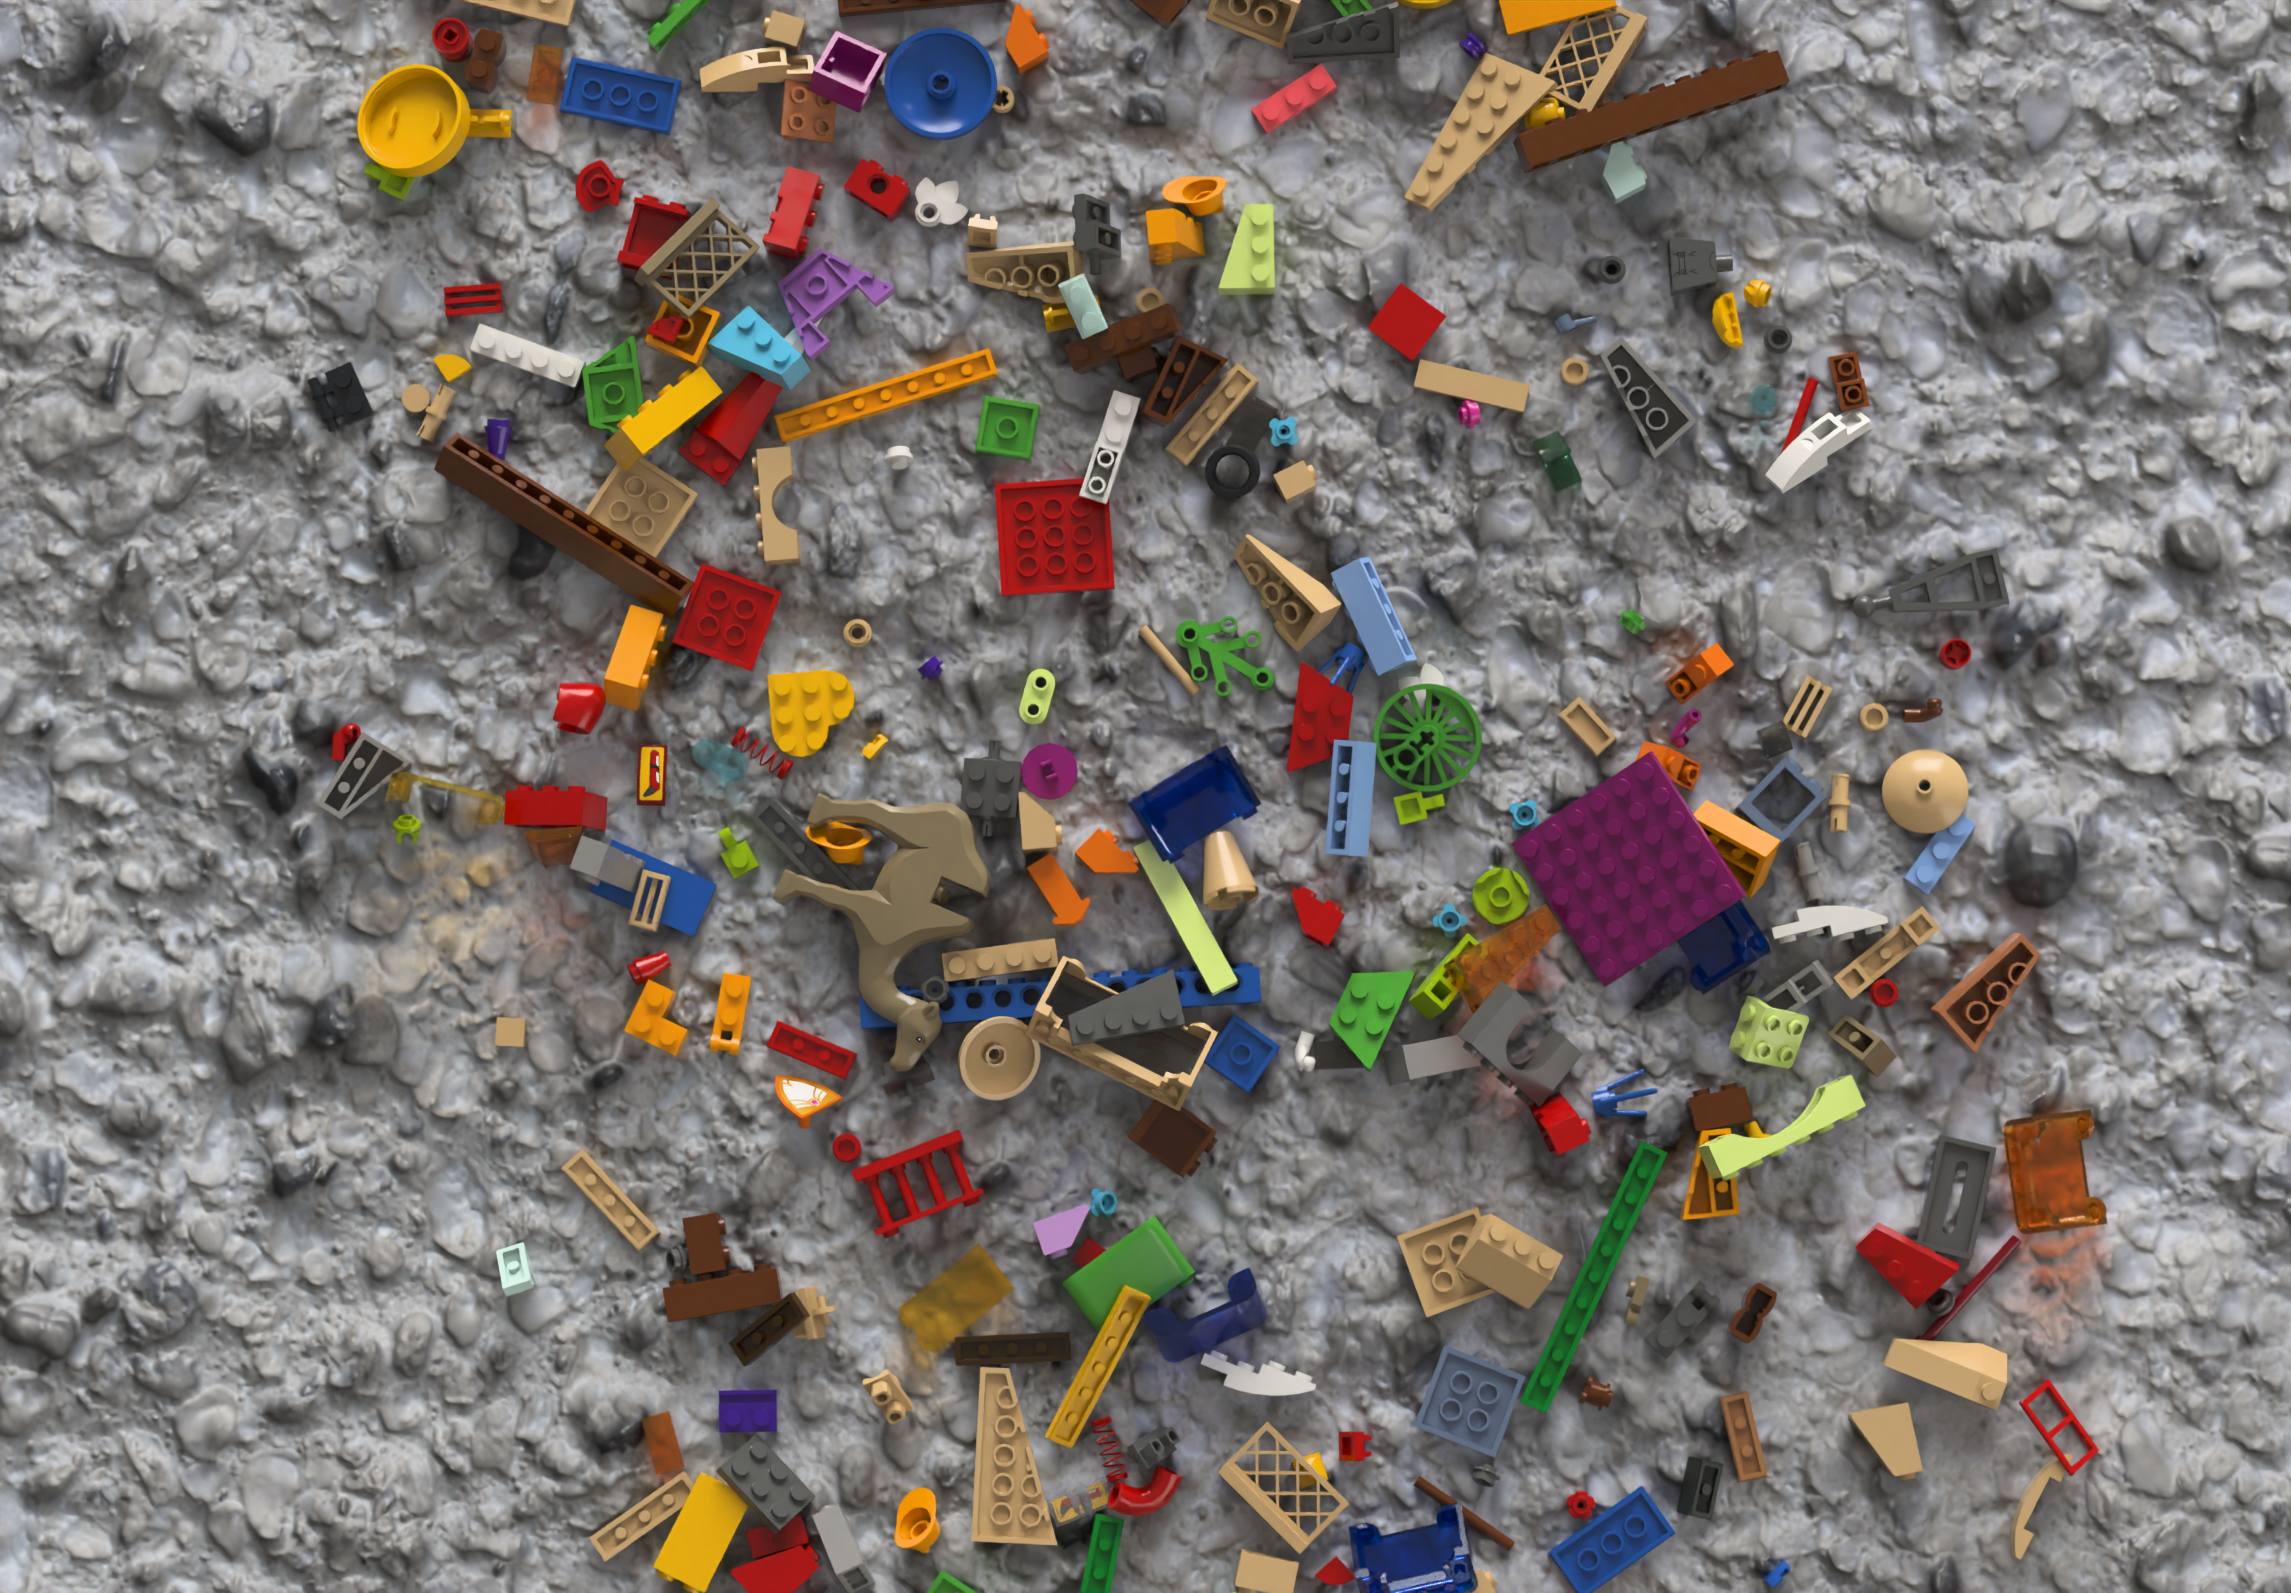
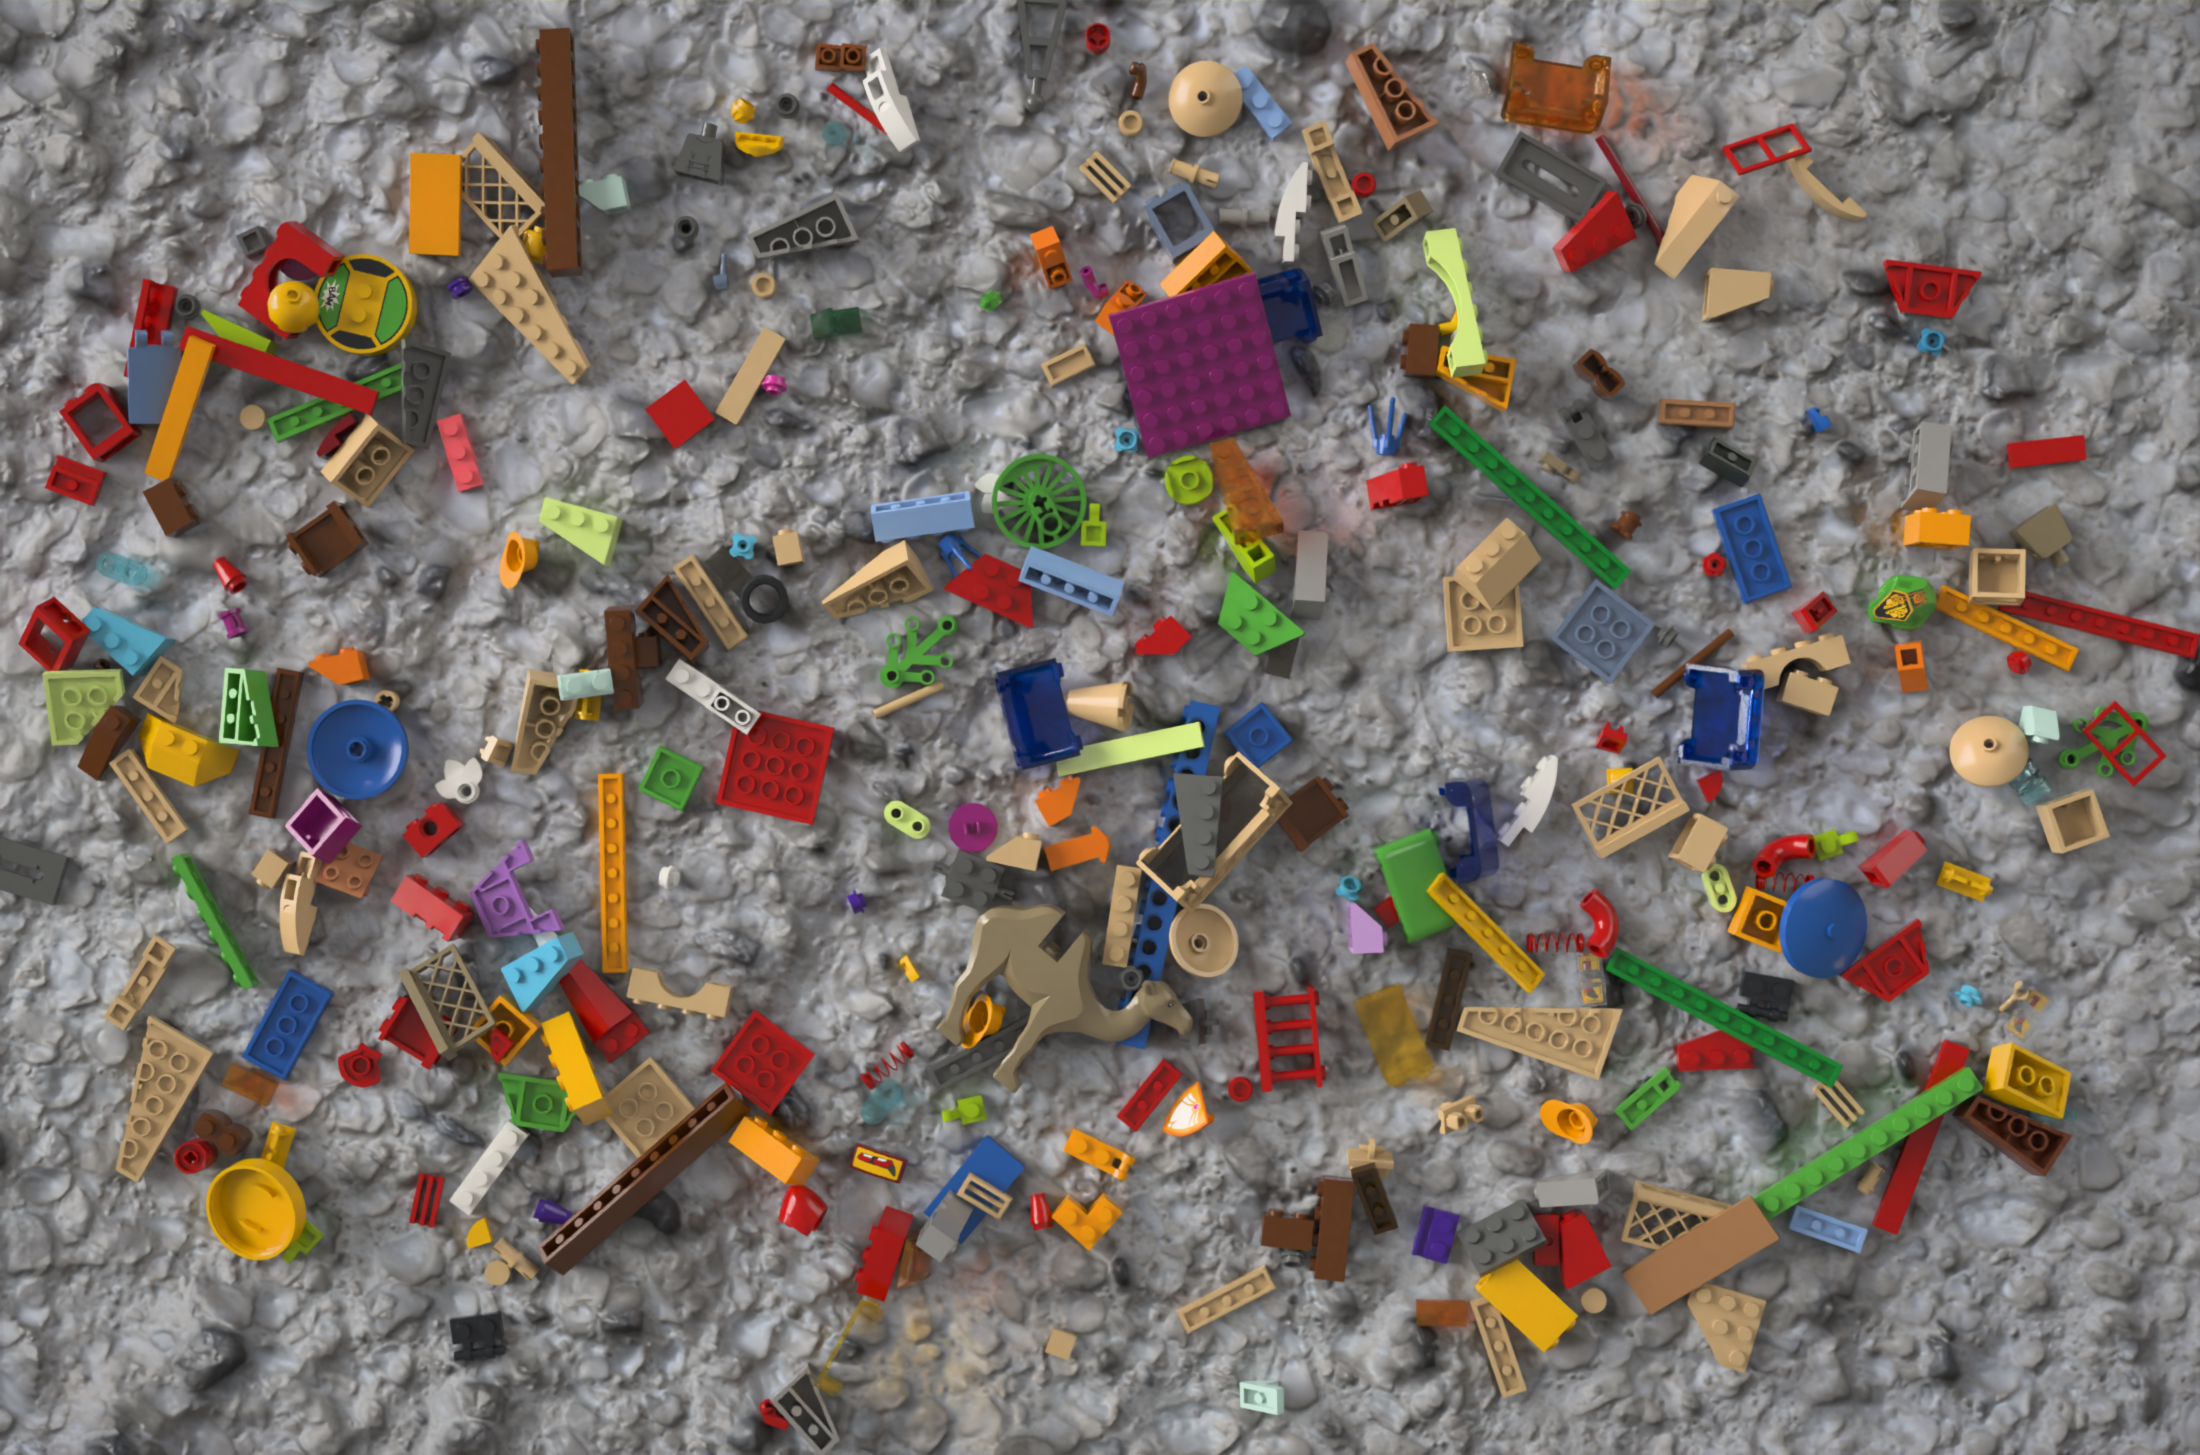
camera: 80 degrees left, 5 degrees up
(407, 824) = (860, 1380): lime plate -> none
(805, 707) = (859, 1016): yellow plate -> none
(857, 624) = (800, 955): tan plate -> none
(1093, 231) = (524, 656): dark grey plate -> none
(1149, 299) = (596, 626): tan tile -> none
(1154, 1447) = (1565, 905): dark grey hips -> none
(1172, 236) = (547, 590): light orange wedge -> none
(1302, 1050) = (1270, 684): white arm -> none
(1457, 921) = (1195, 536): medium azure plate -> none
(1488, 1035) = (1308, 524): dark grey arch -> none
(1768, 1034) = (1370, 292): yellowish green bracket -> none
(1774, 739) = (1125, 211): clear smoke plate -> none

